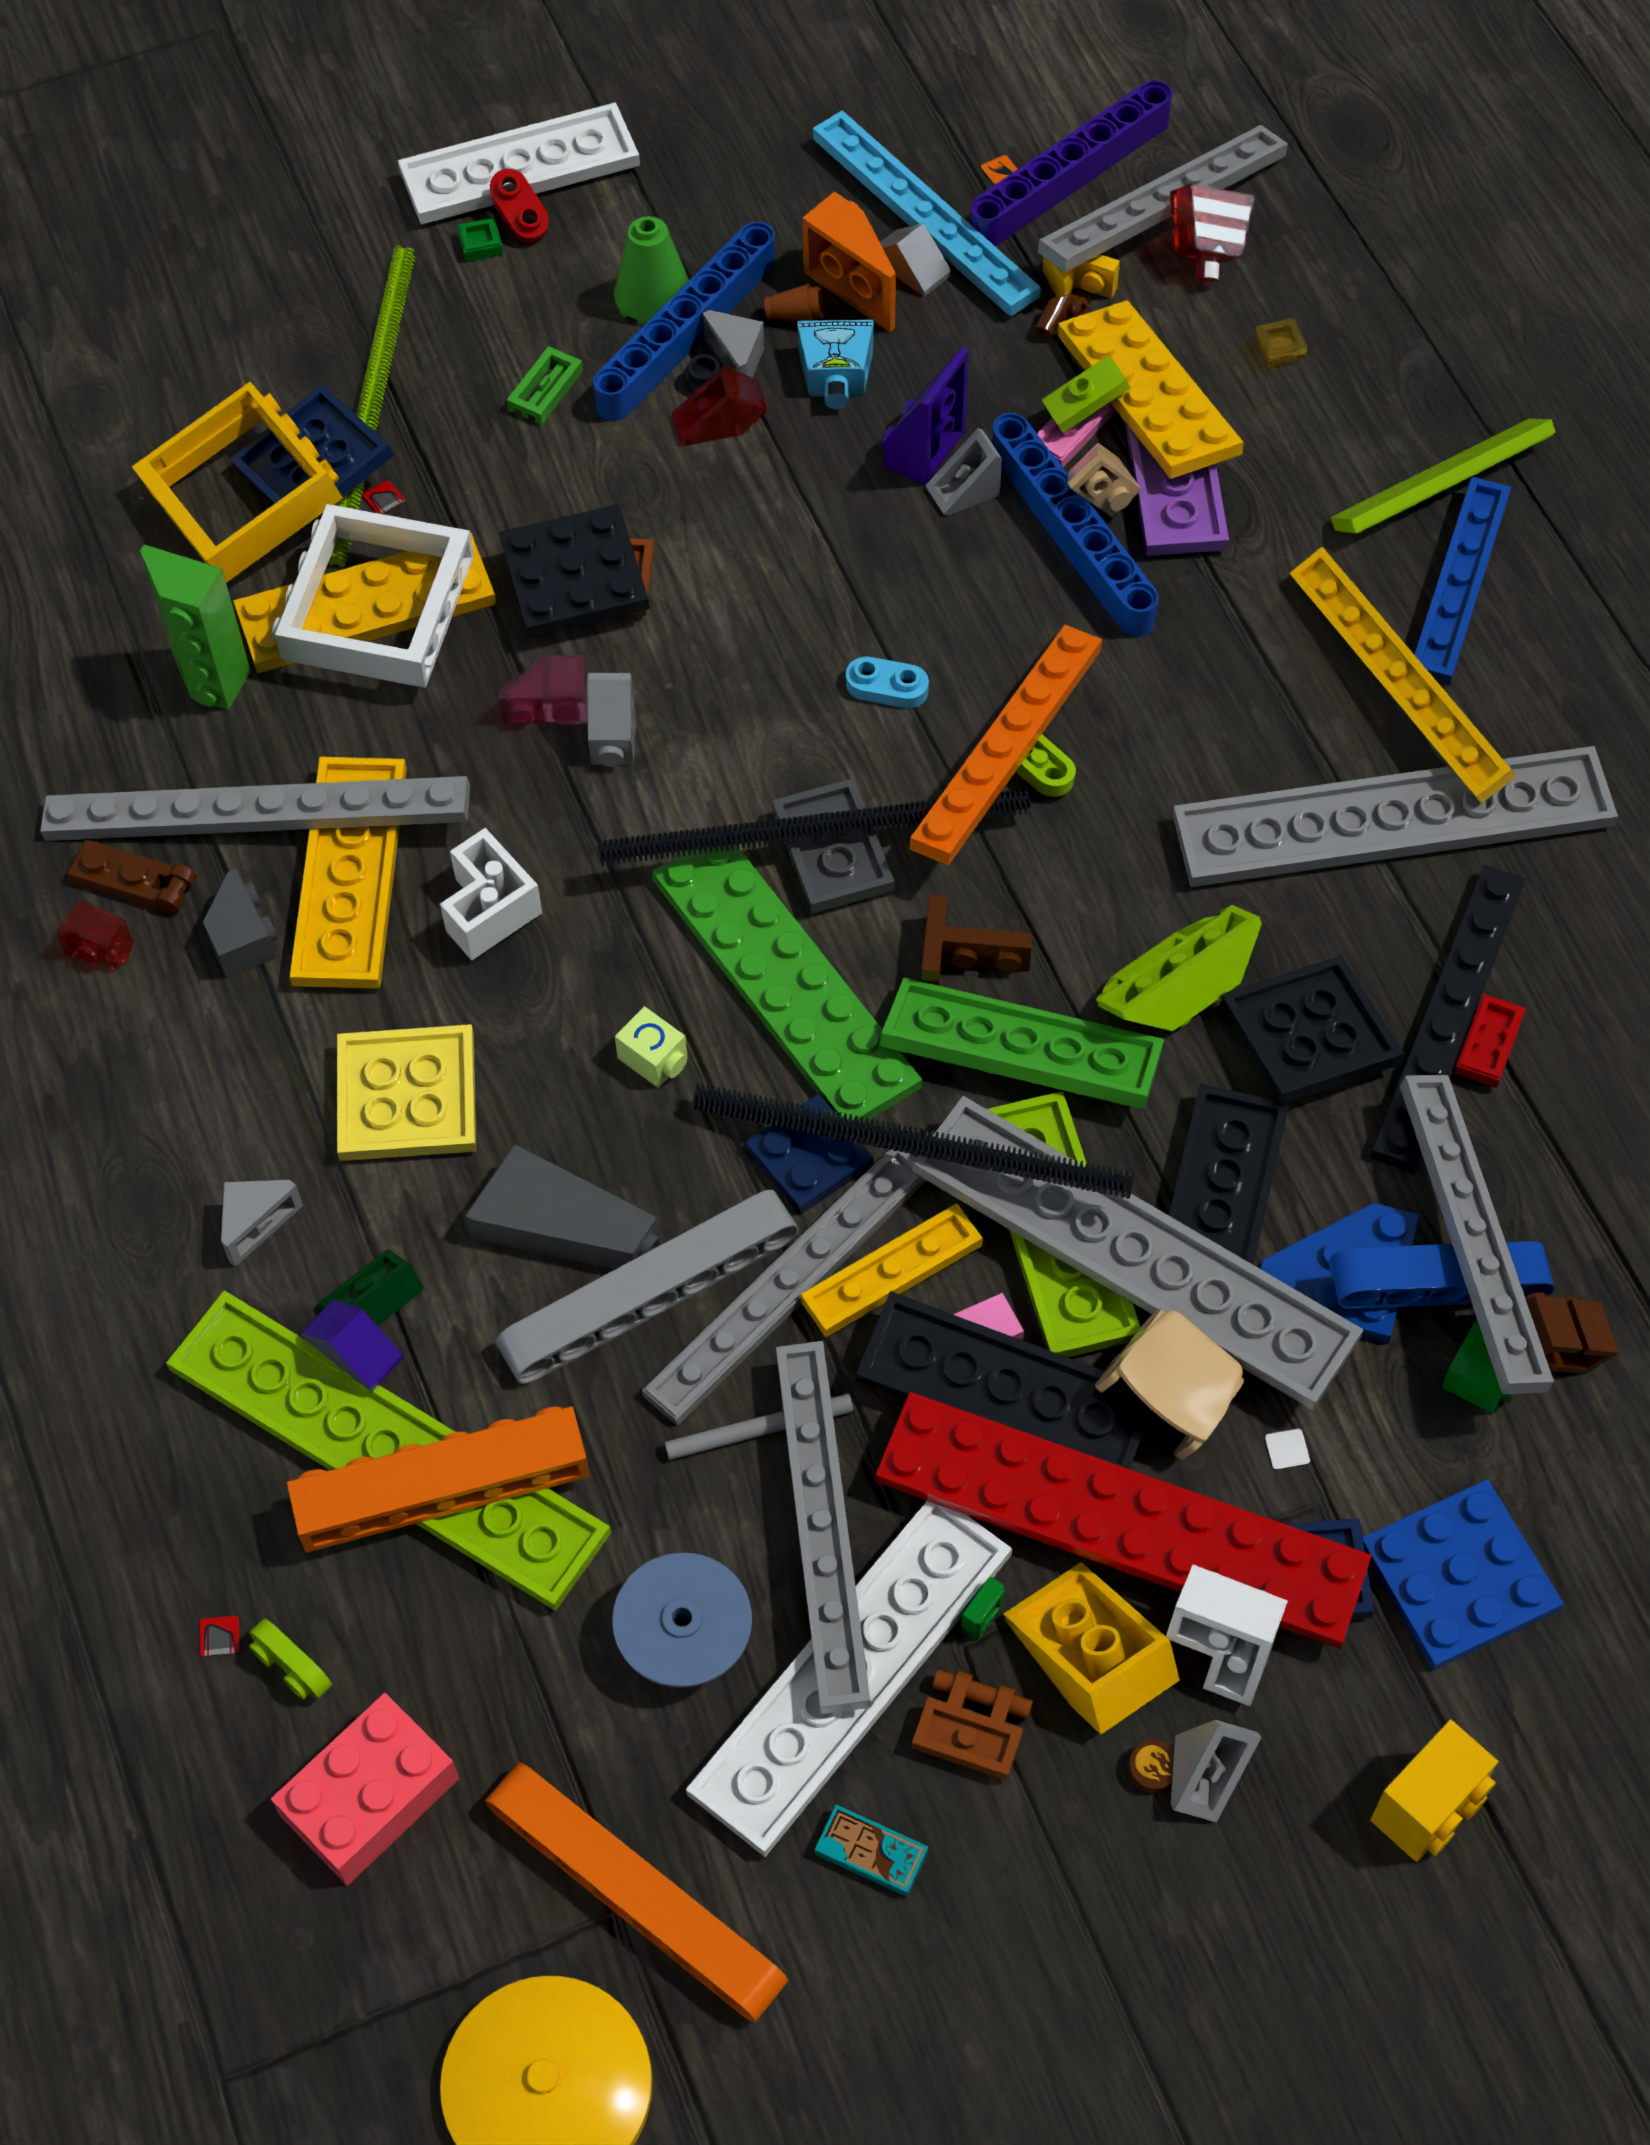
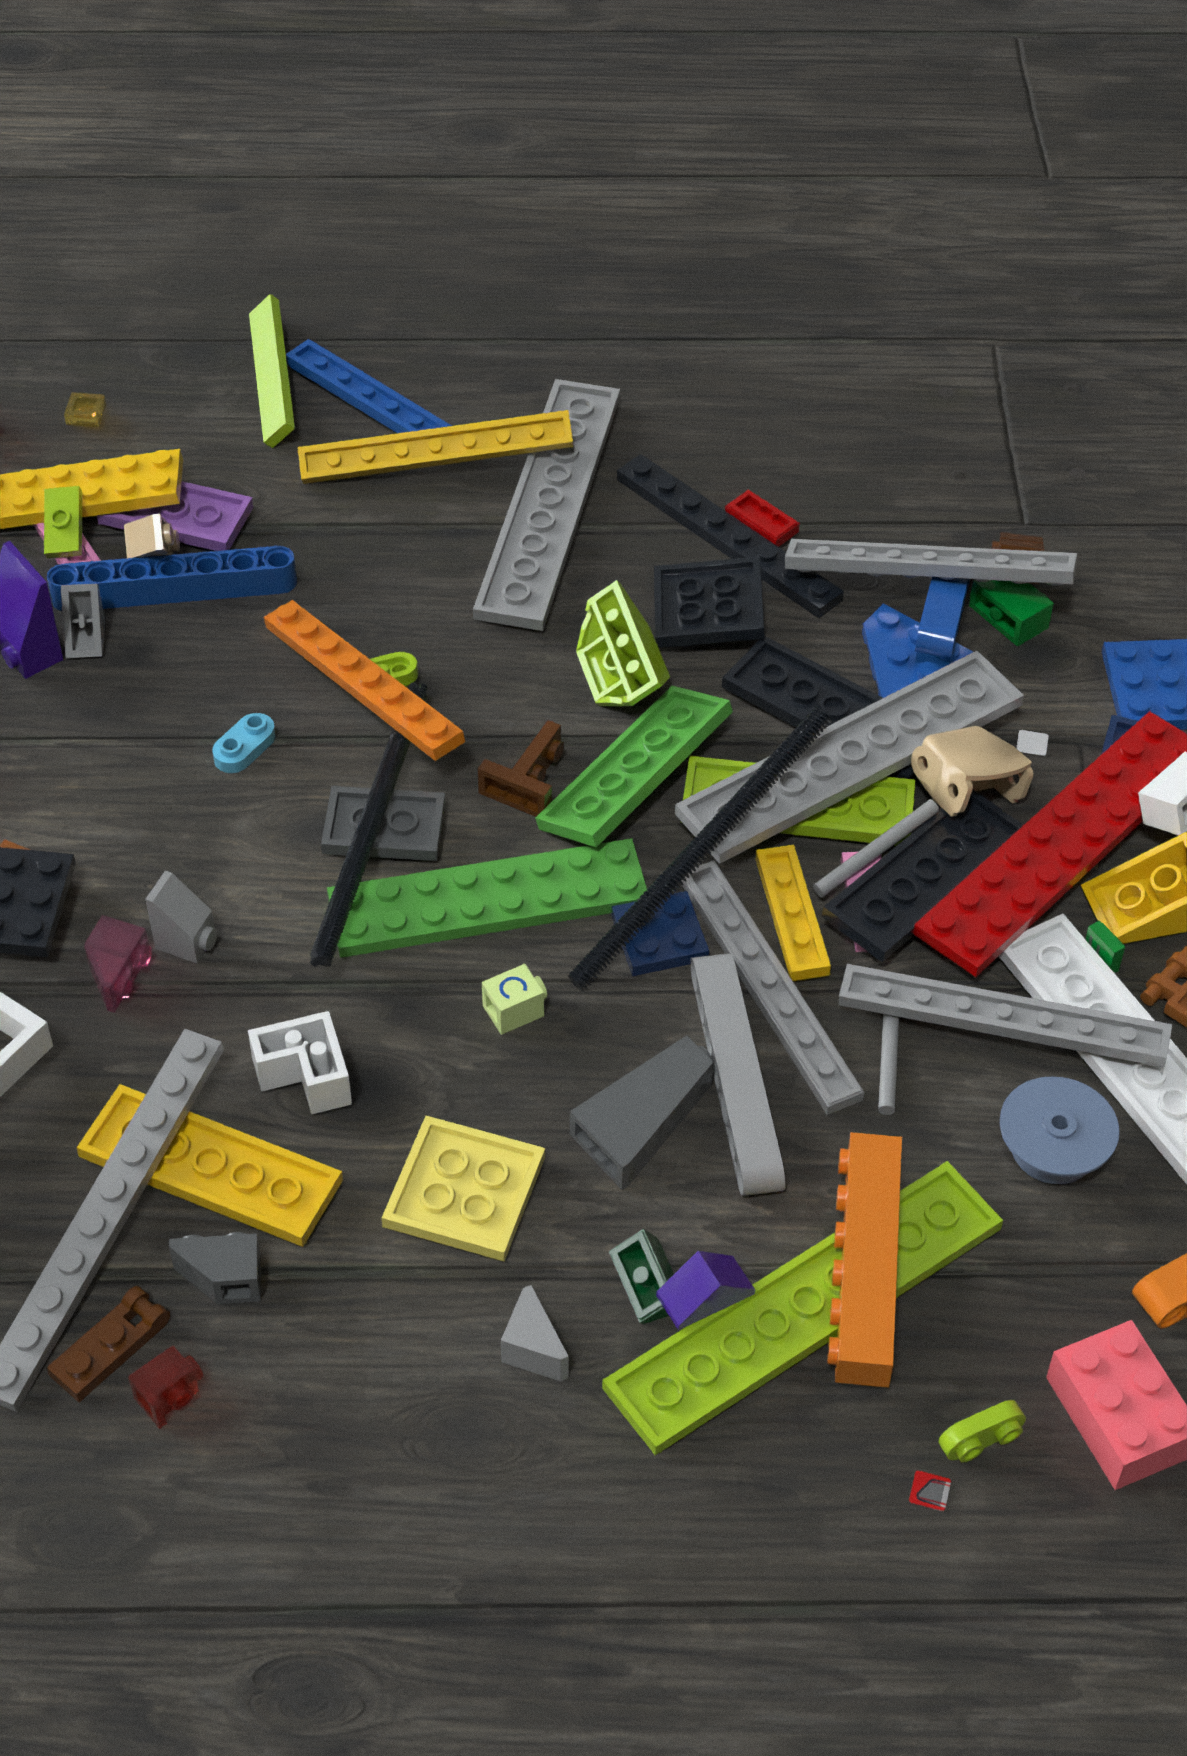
camera: 70 degrees left, 10 degrees down
(1014, 1322) = (875, 848): none -> light grey bar

